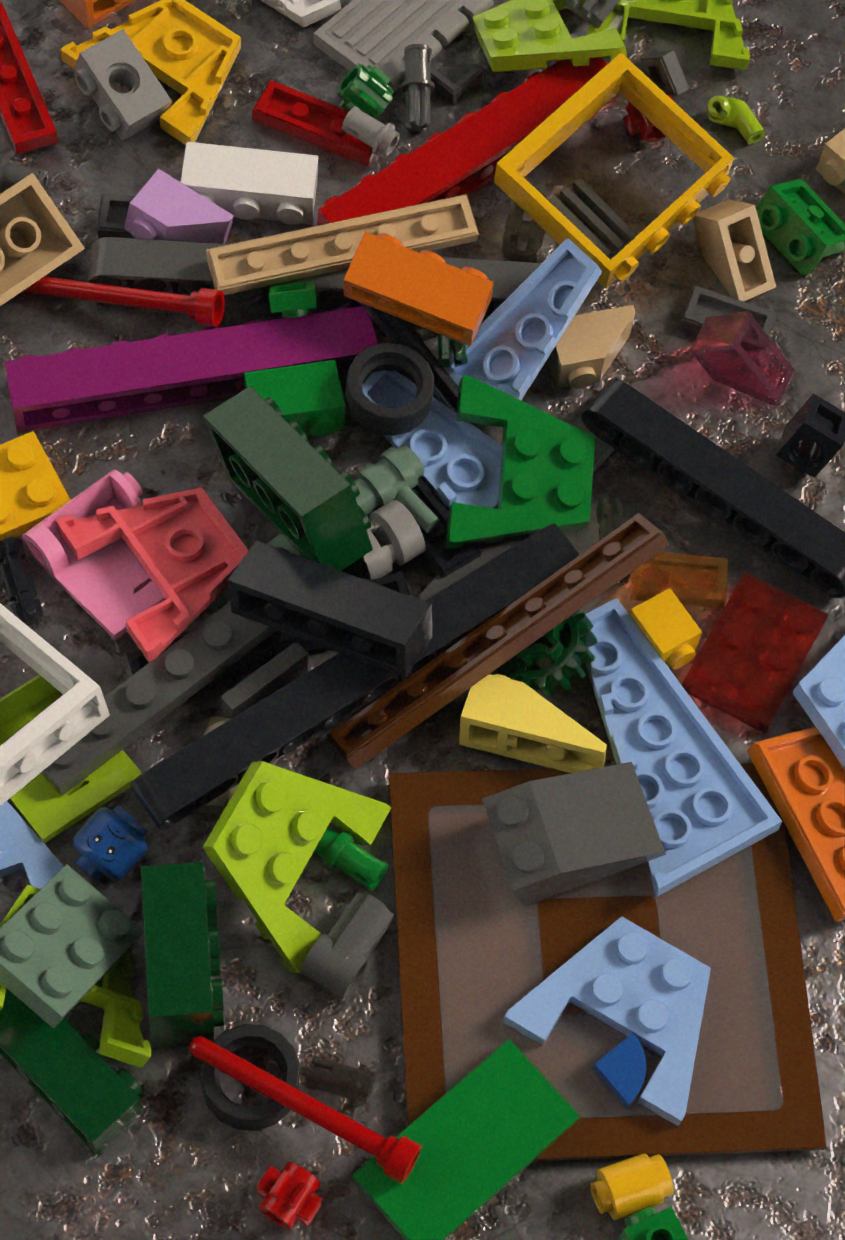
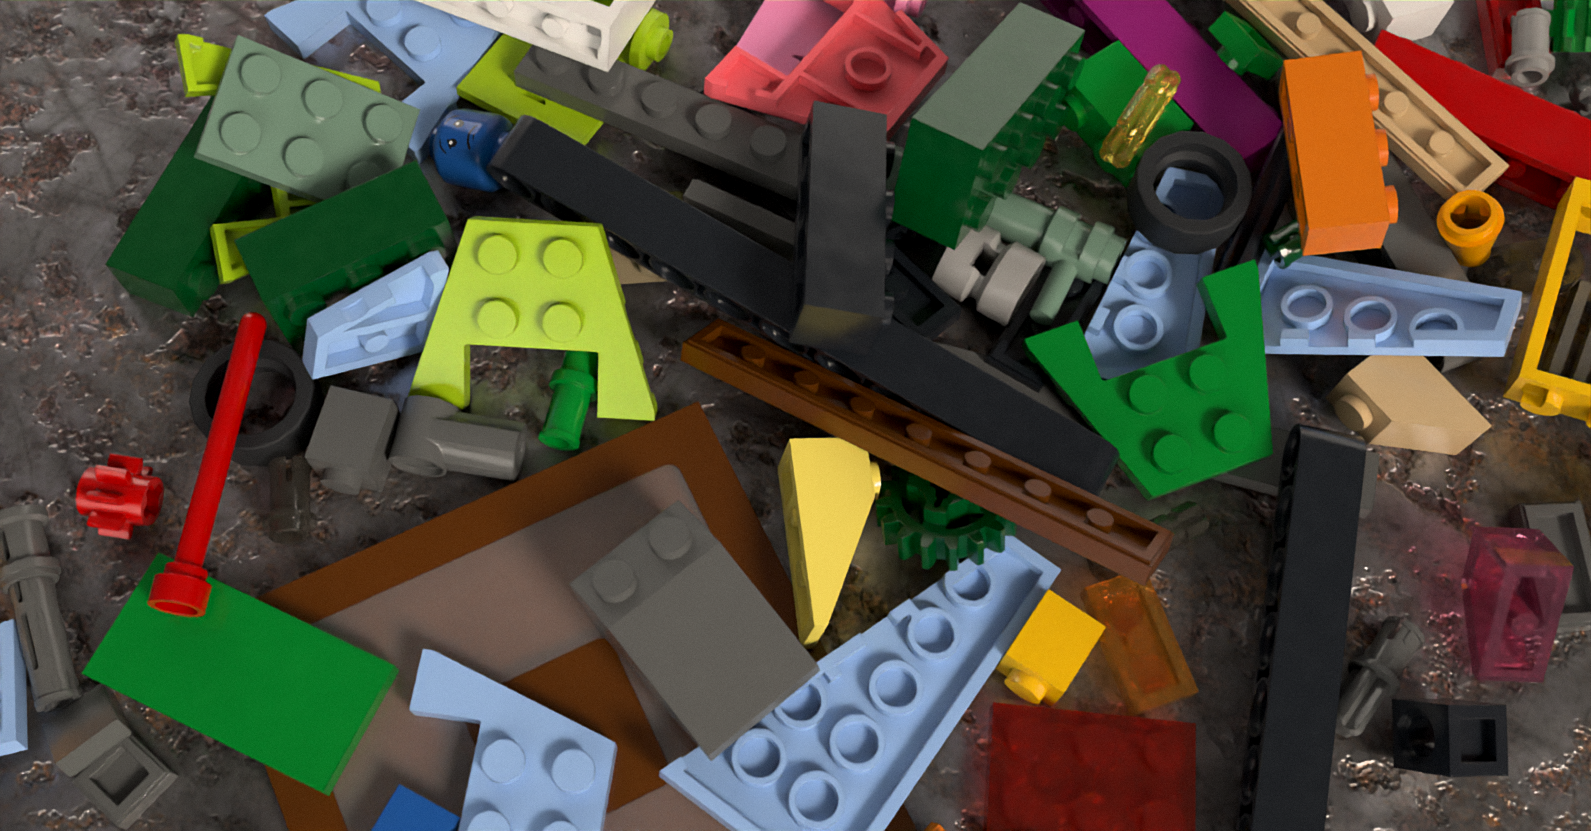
camera: 70 degrees right, 5 degrees up
(238, 954) = (377, 321): none -> light blue wing
(317, 1015) = (353, 441): none -> dark grey brick
(319, 388) = (1140, 116): none -> clear yellow axle
(496, 229) = (1470, 225): none -> light orange cone
(753, 452) = (1376, 674): none -> dark grey axle

